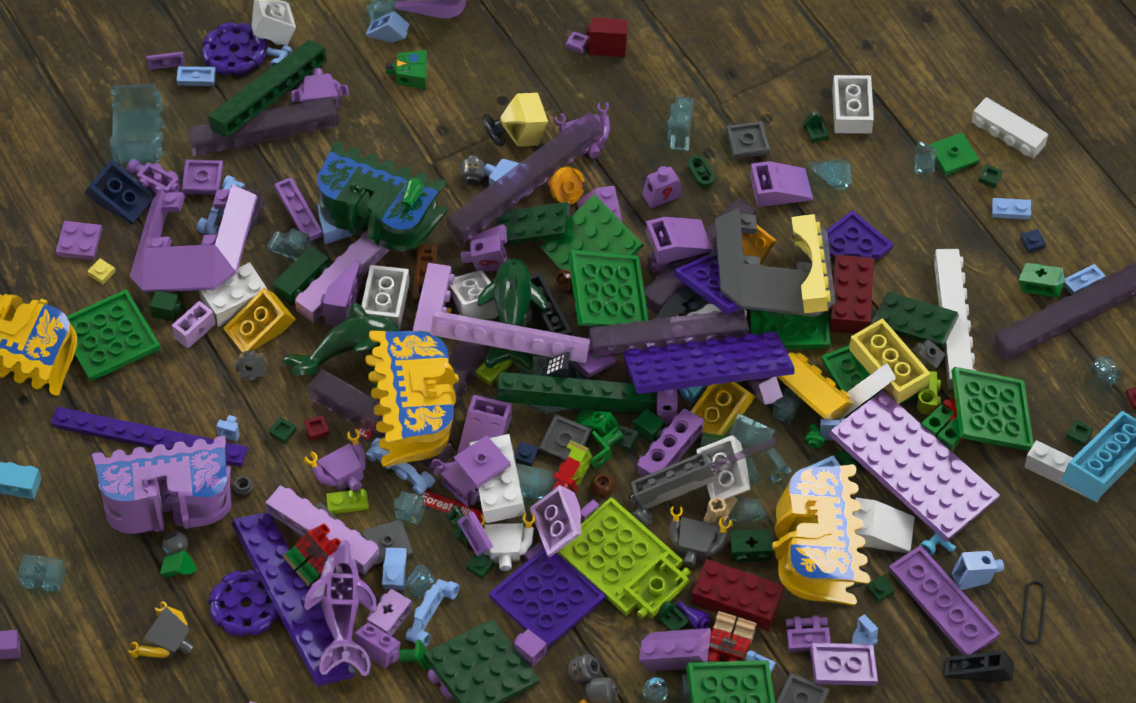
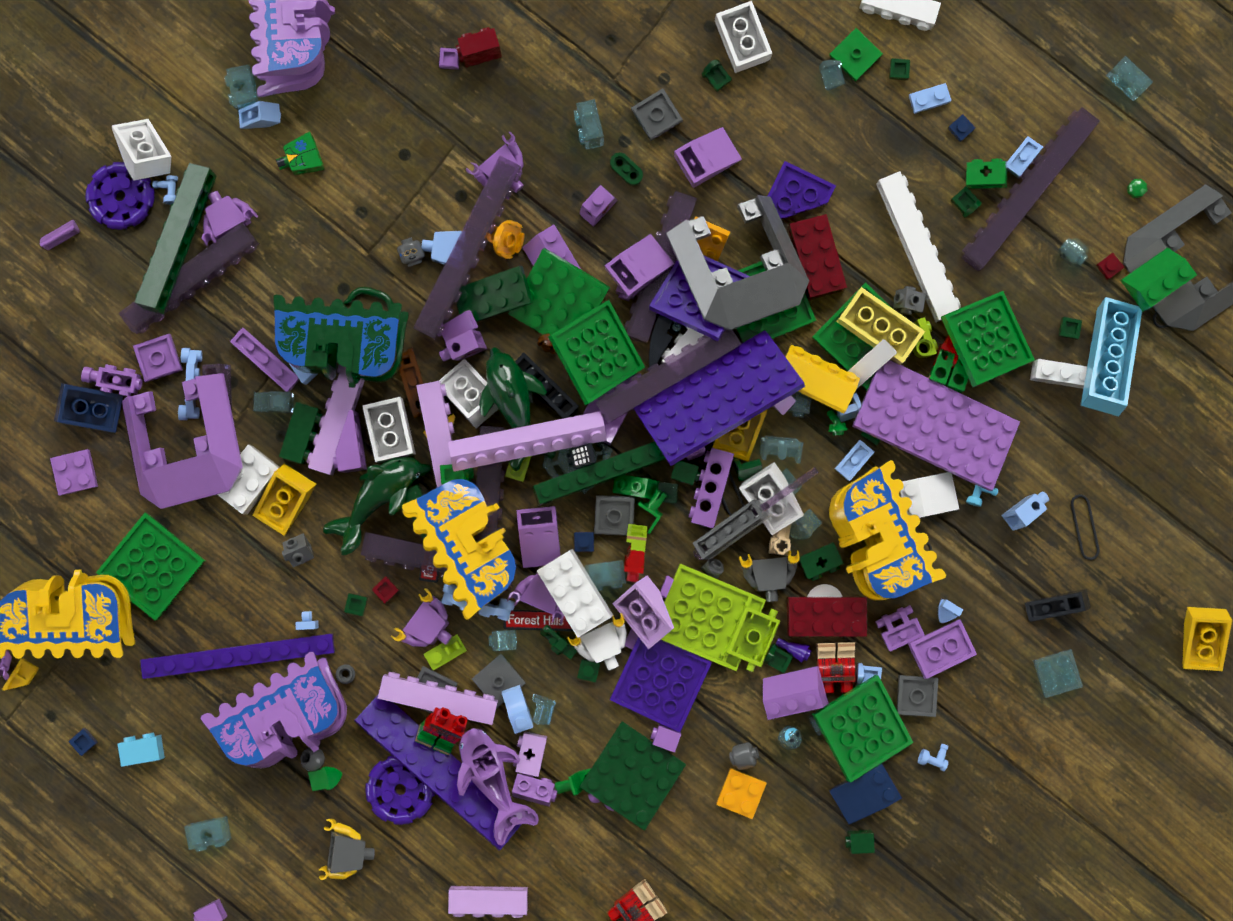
camera: 20 degrees left, 30 degrees up
(101, 271) = (111, 498): light yellow plate -> none
(136, 123) = (68, 328): clear light blue windscreen -> none
(165, 306) = (189, 515): dark green brick -> none
(193, 324) = (225, 529): lavender brick -> none
(196, 76) = (98, 243): light blue plate -> none
(412, 191) = (375, 334): green cone -> none
(425, 612) = (563, 762): light blue plate -> none
(475, 533) = (576, 654): medium lavender tile -> none
(482, 461) = (558, 591): medium lavender plate -> none
(522, 120) = (436, 183): light yellow piece -> none
(583, 668) = (721, 742): dark grey head -> none
(602, 490) = (665, 553): reddish brown plate -> none
(782, 469) = (811, 462): clear light blue tile -> none
(813, 288) = (761, 226): light yellow arch -> none
(834, 172) = (749, 122): clear light blue slope -> none
(880, 589) = (946, 557): dark green plate -> none
(916, 318) = (885, 264): dark green plate -> none
(944, 601) = (1006, 550): medium lavender plate -> none
(1015, 300) = (966, 202): none -> dark green tile

